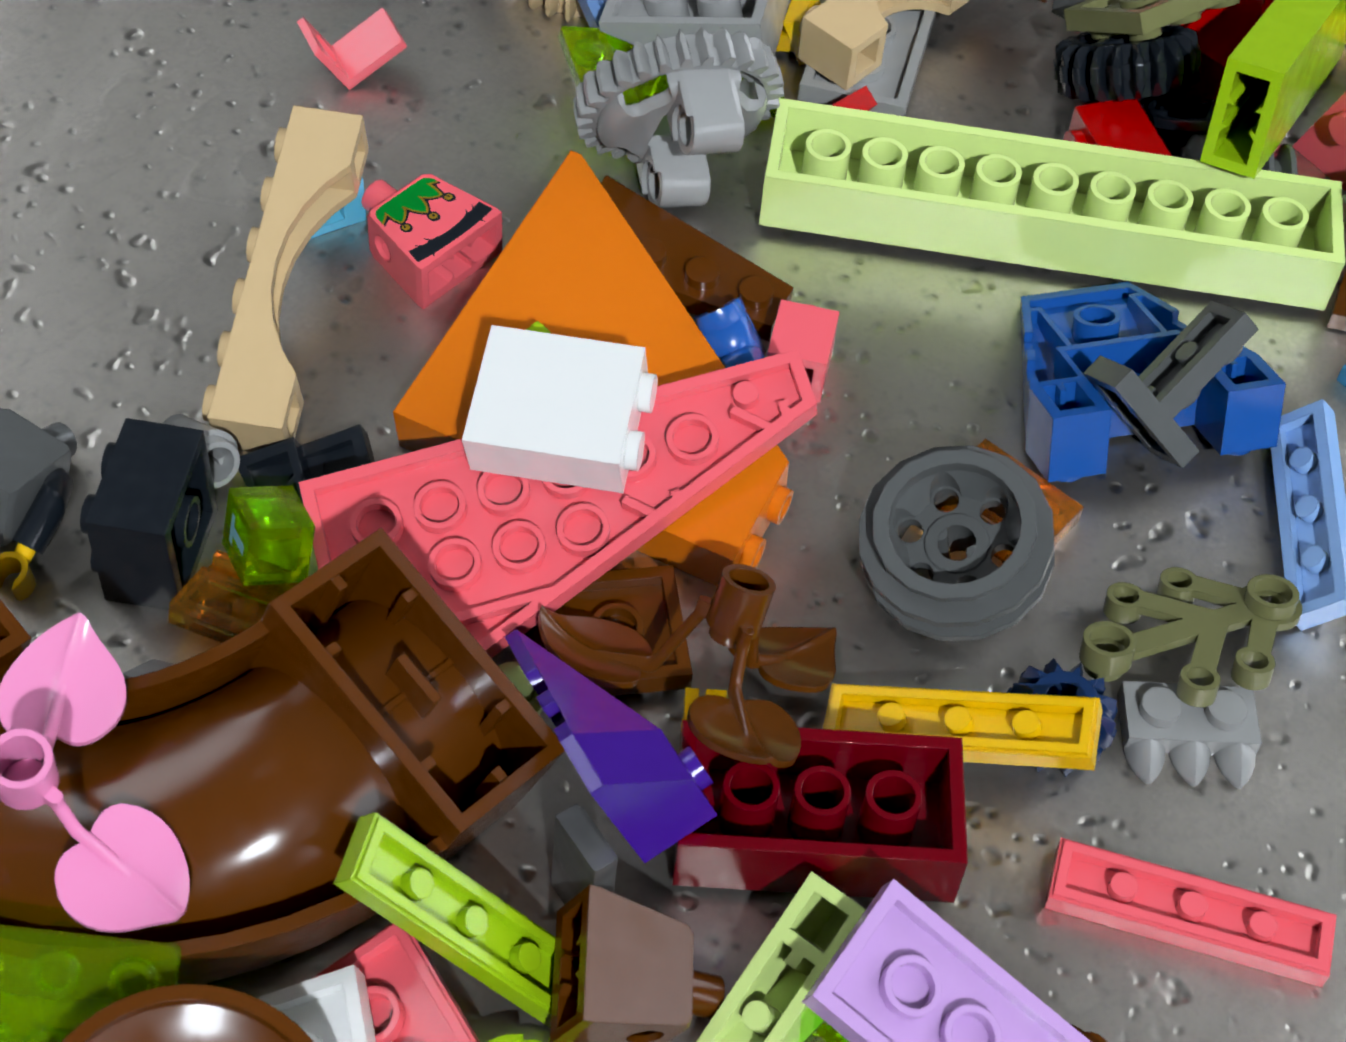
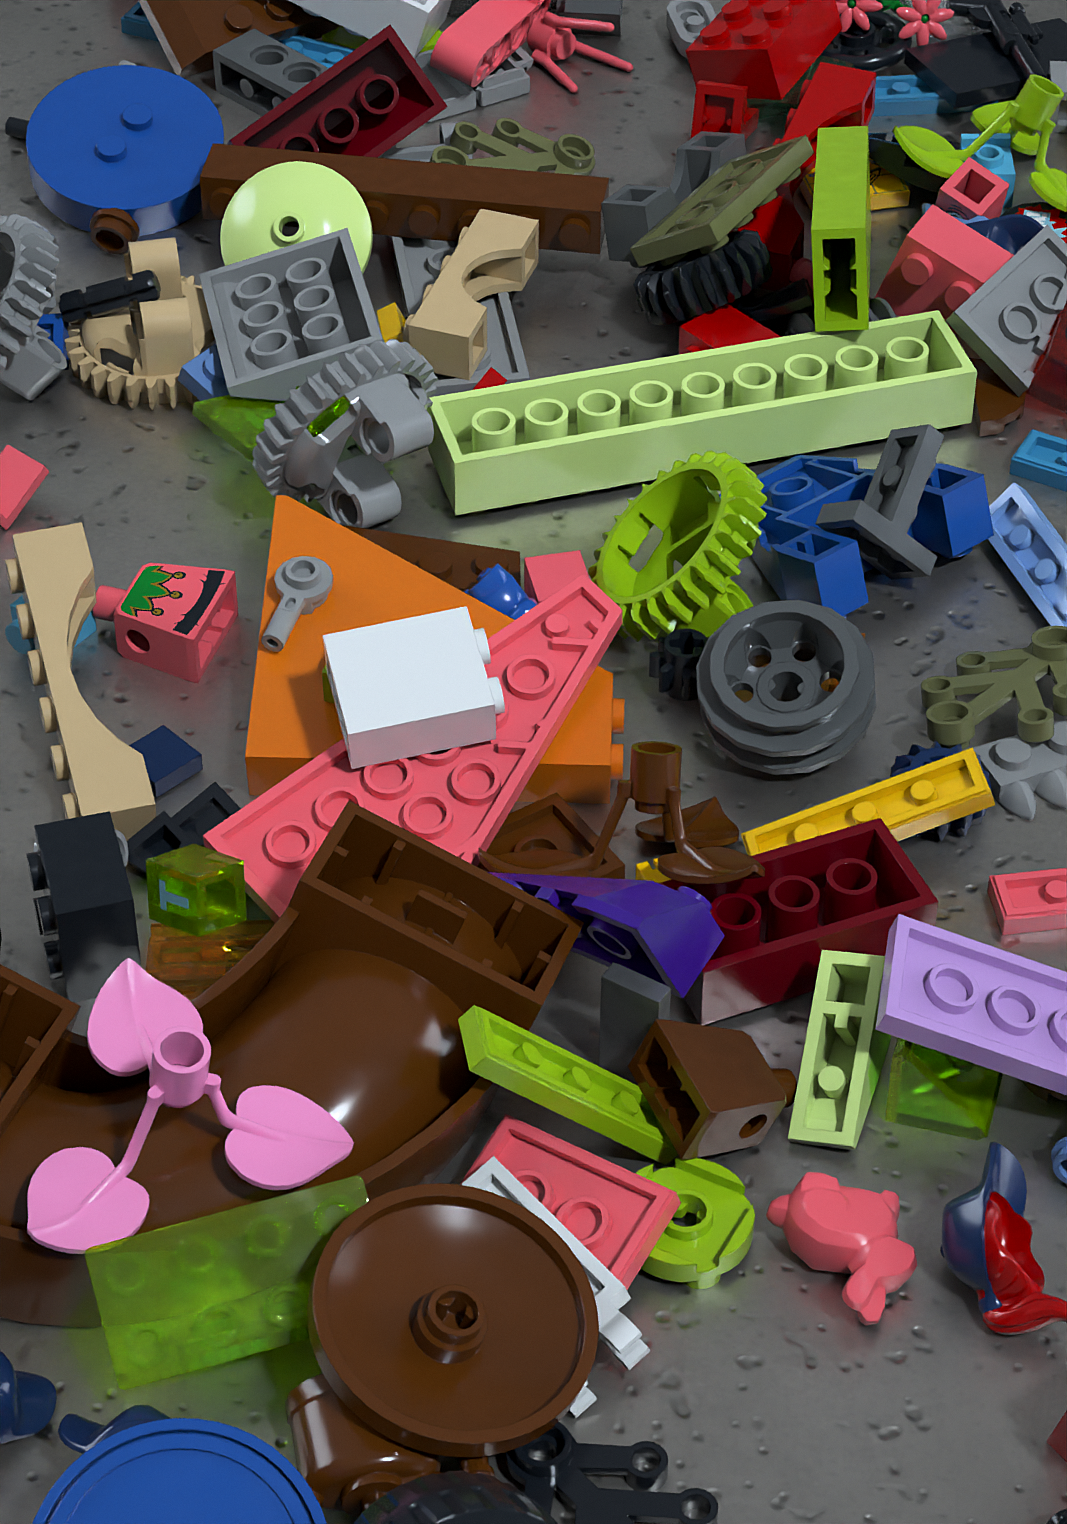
camera: 20 degrees left, 10 degrees down
(334, 379) = (167, 759): none -> dark blue tile
(537, 256) = (302, 587): none -> light grey plate
(873, 463) = (677, 663): none -> black gear
(976, 340) = (698, 532): none -> lime piece

